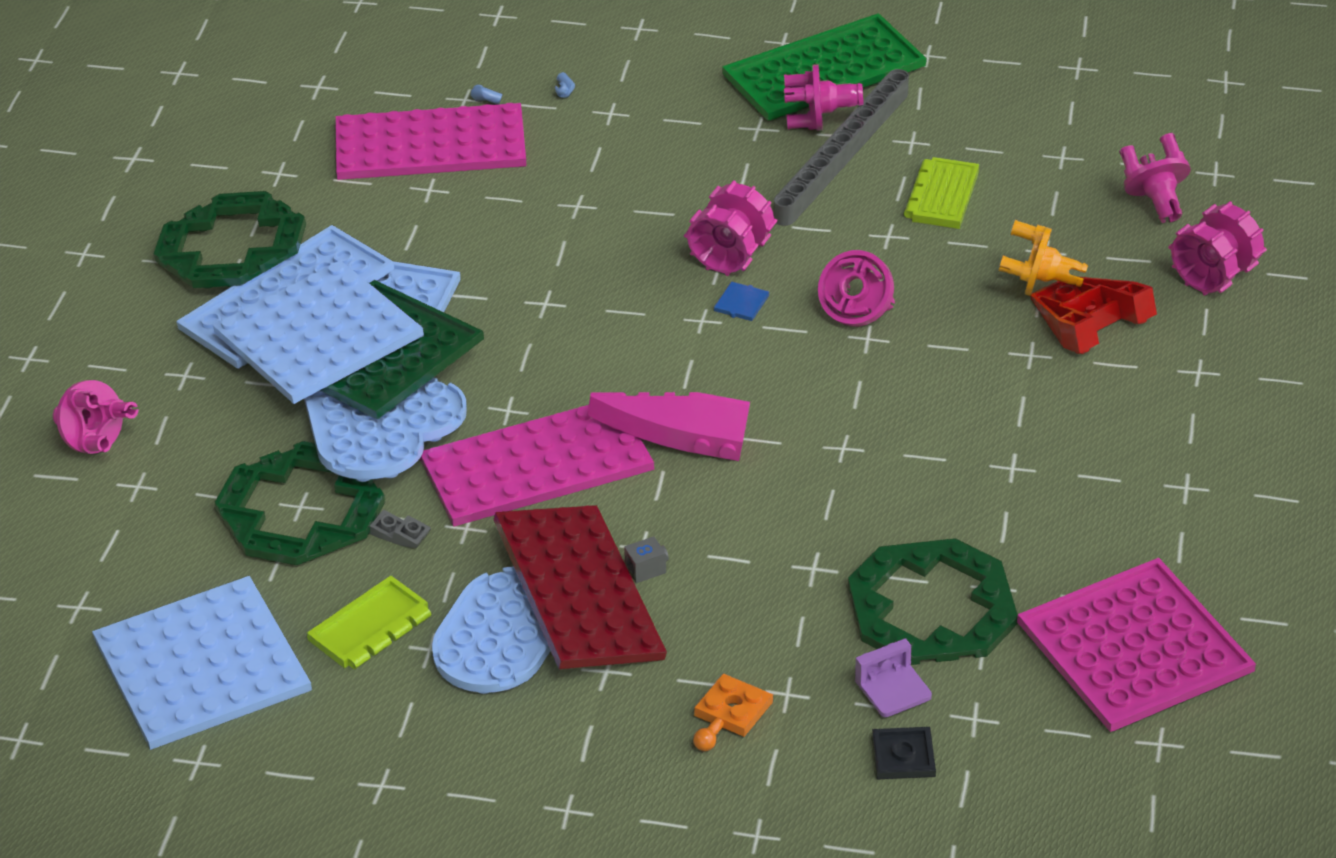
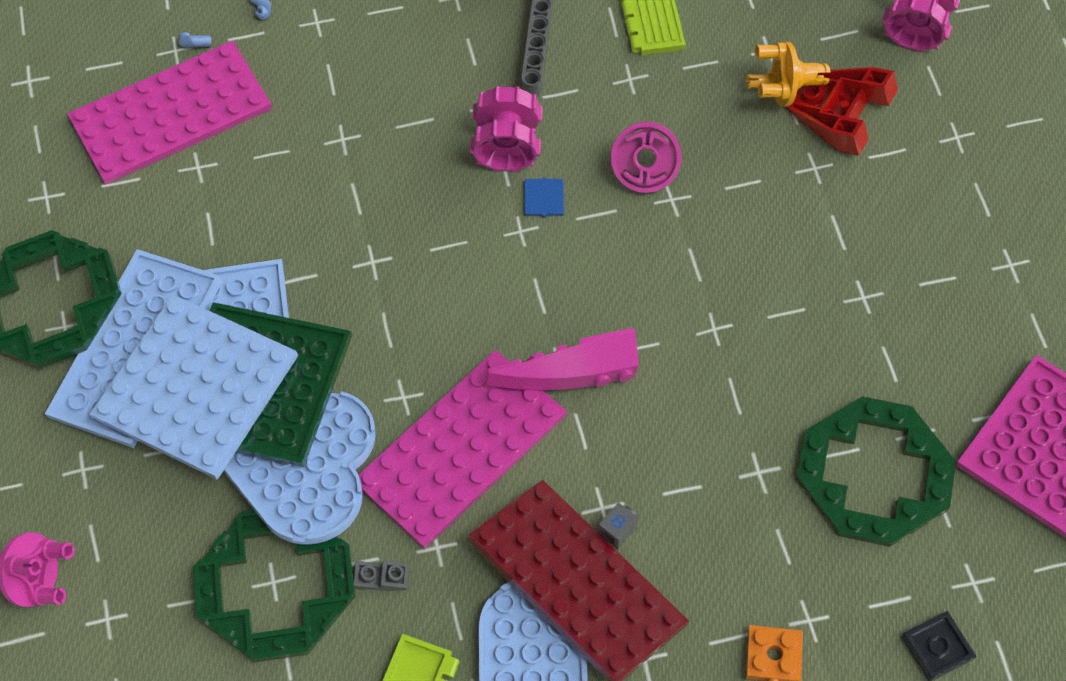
camera: 25 degrees left, 20 degrees up
(890, 680) = (894, 577): medium lavender bracket -> none

